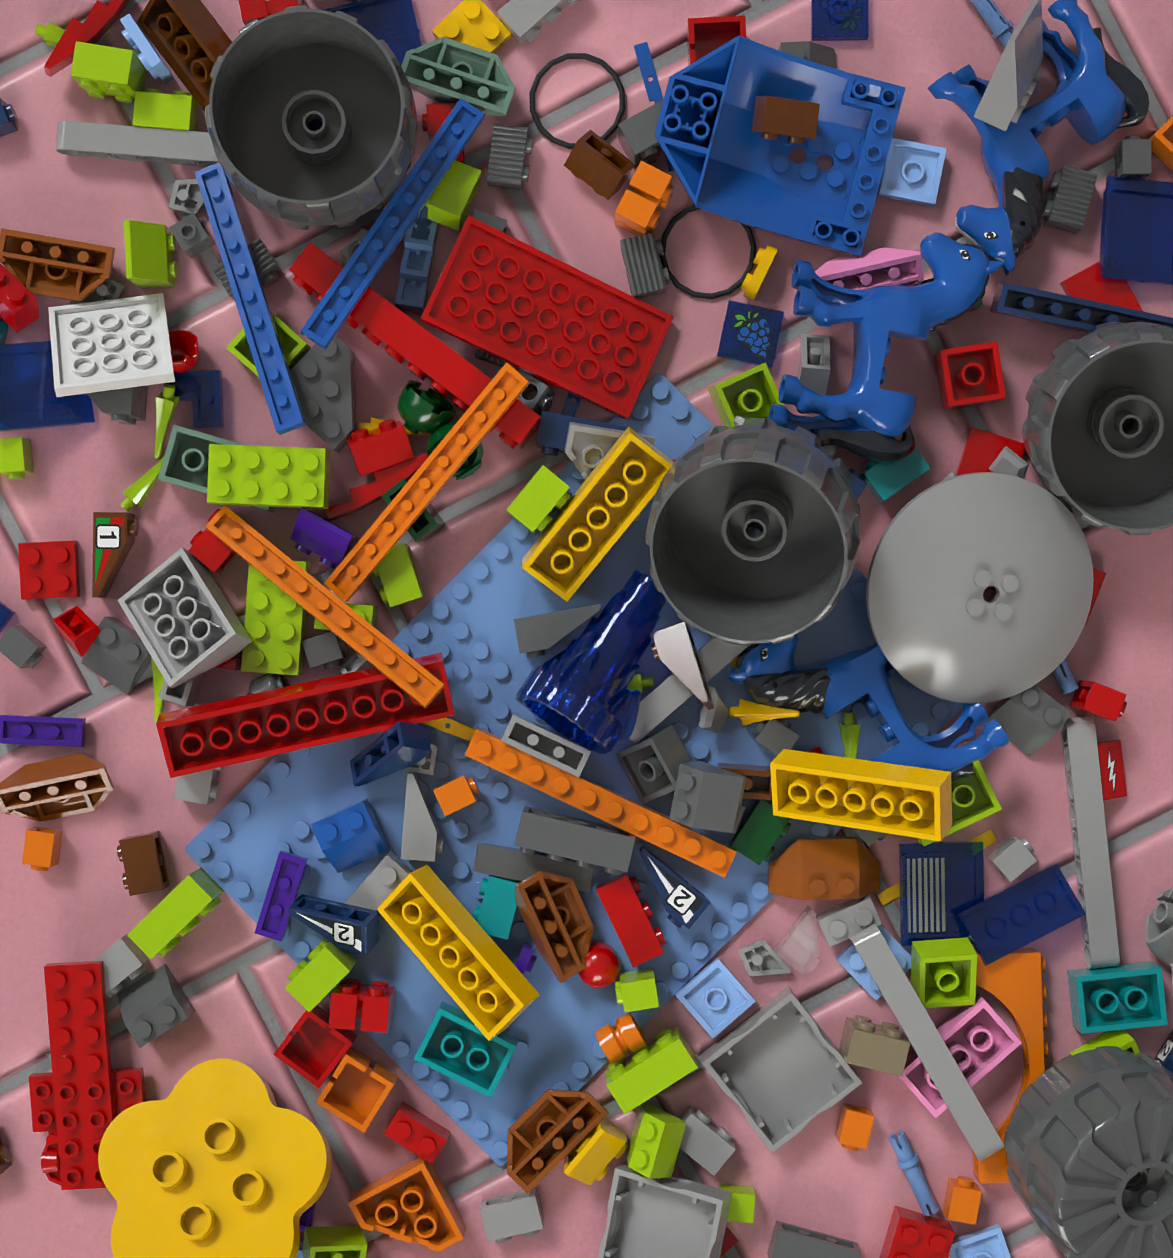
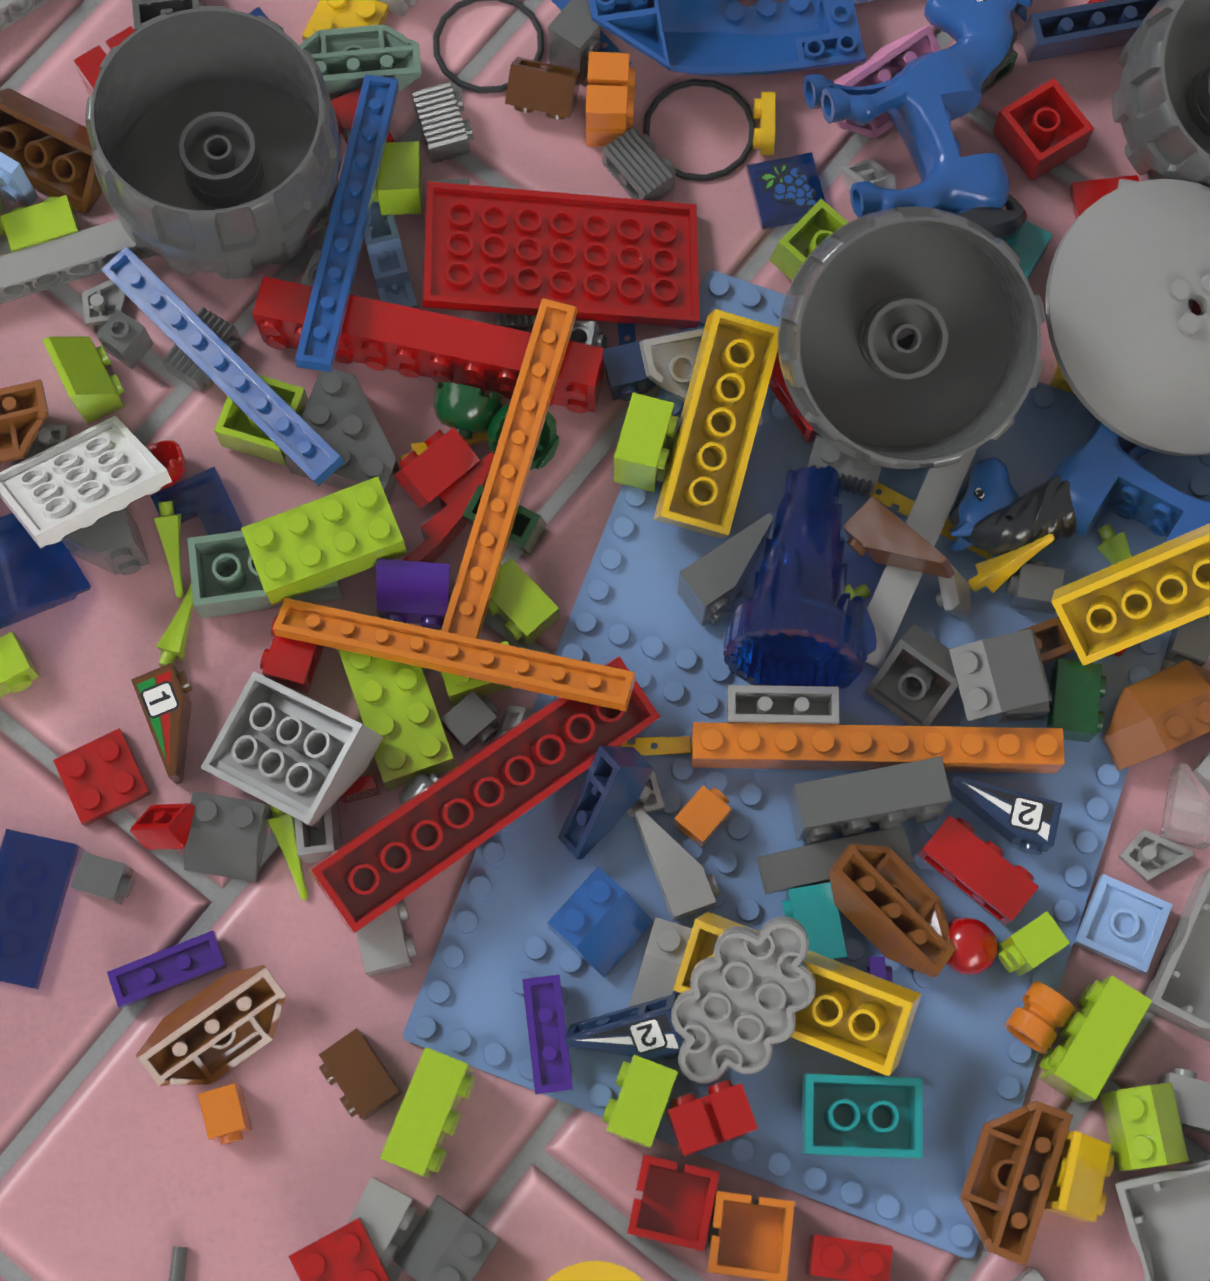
camera: 25 degrees left, 15 degrees down
(415, 945) = (743, 1000): none -> light grey plate

